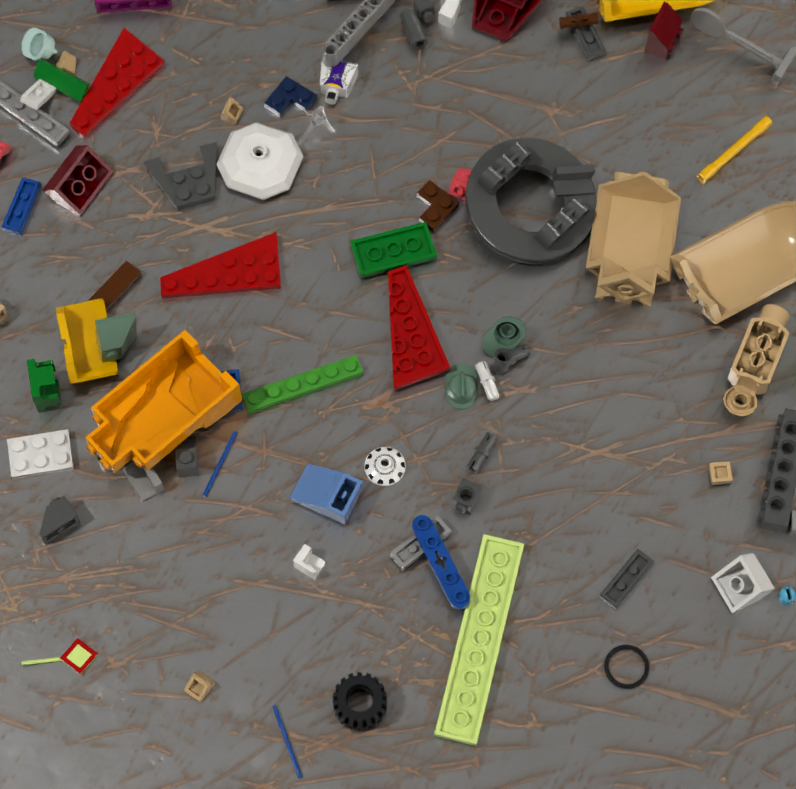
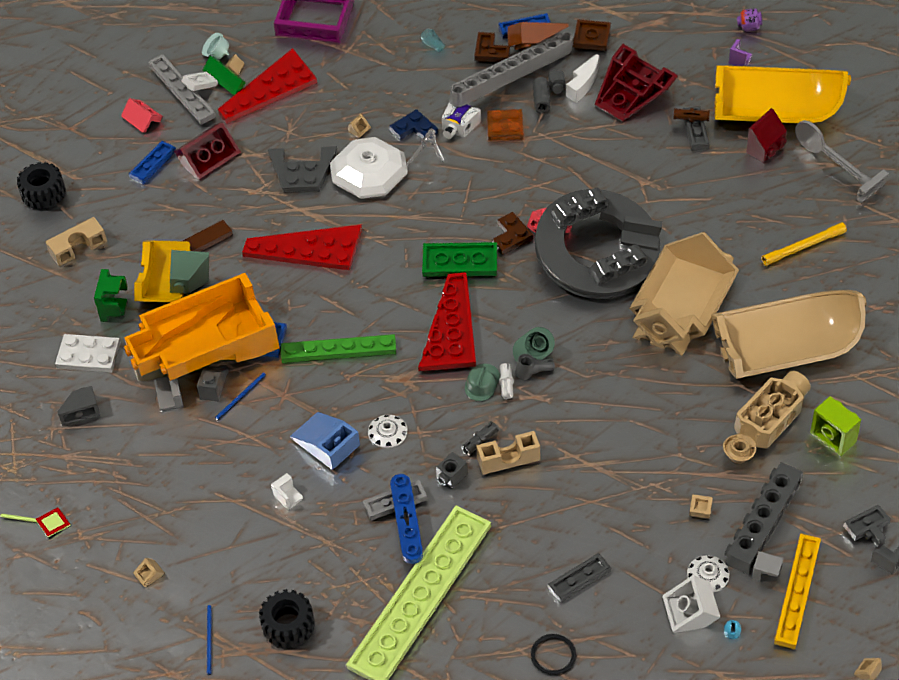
camera: 20 degrees right, 15 degrees down
(386, 73) = (505, 124): none -> clear orange plate
(529, 457) = (522, 451): none -> tan arch
(737, 546) = (718, 576): none -> white dish

